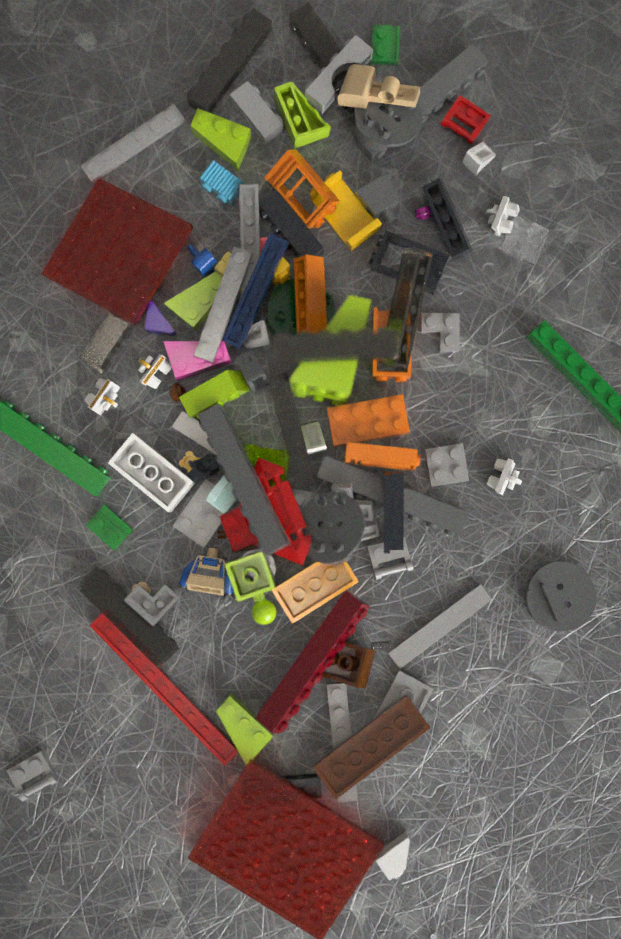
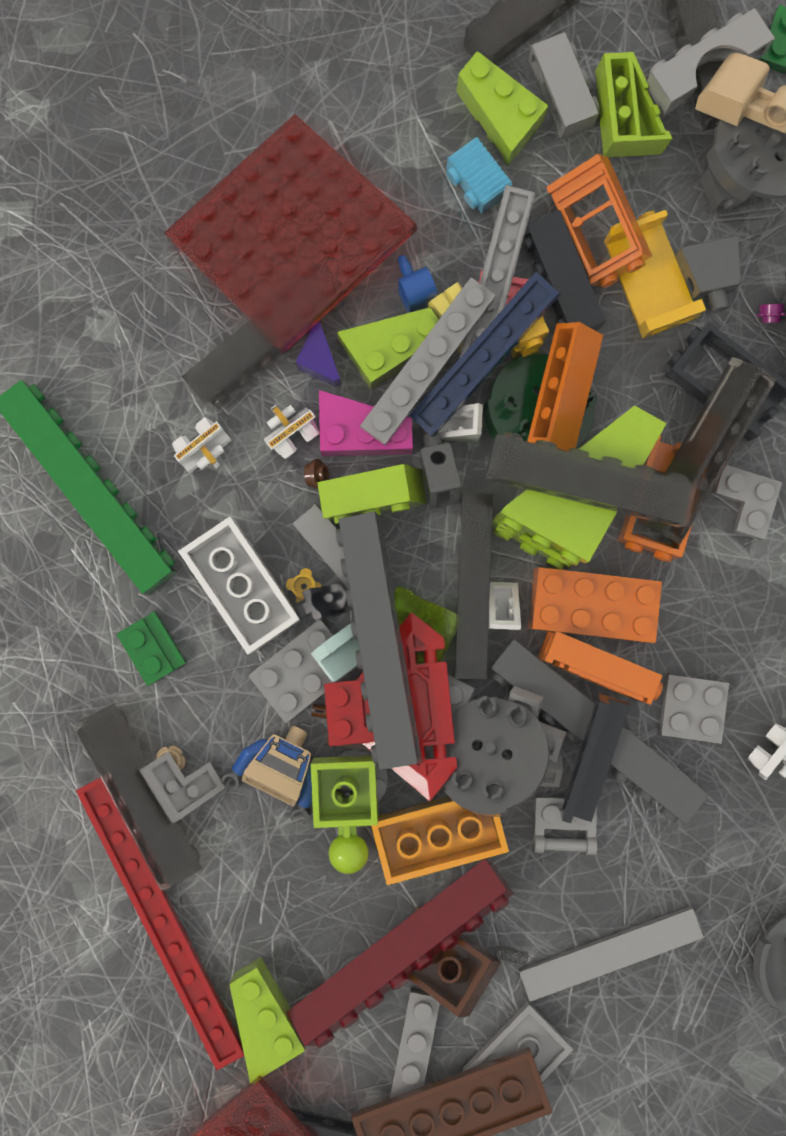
camera: 15 degrees right, 0 degrees up
(133, 143) = (362, 77): light grey plate -> none

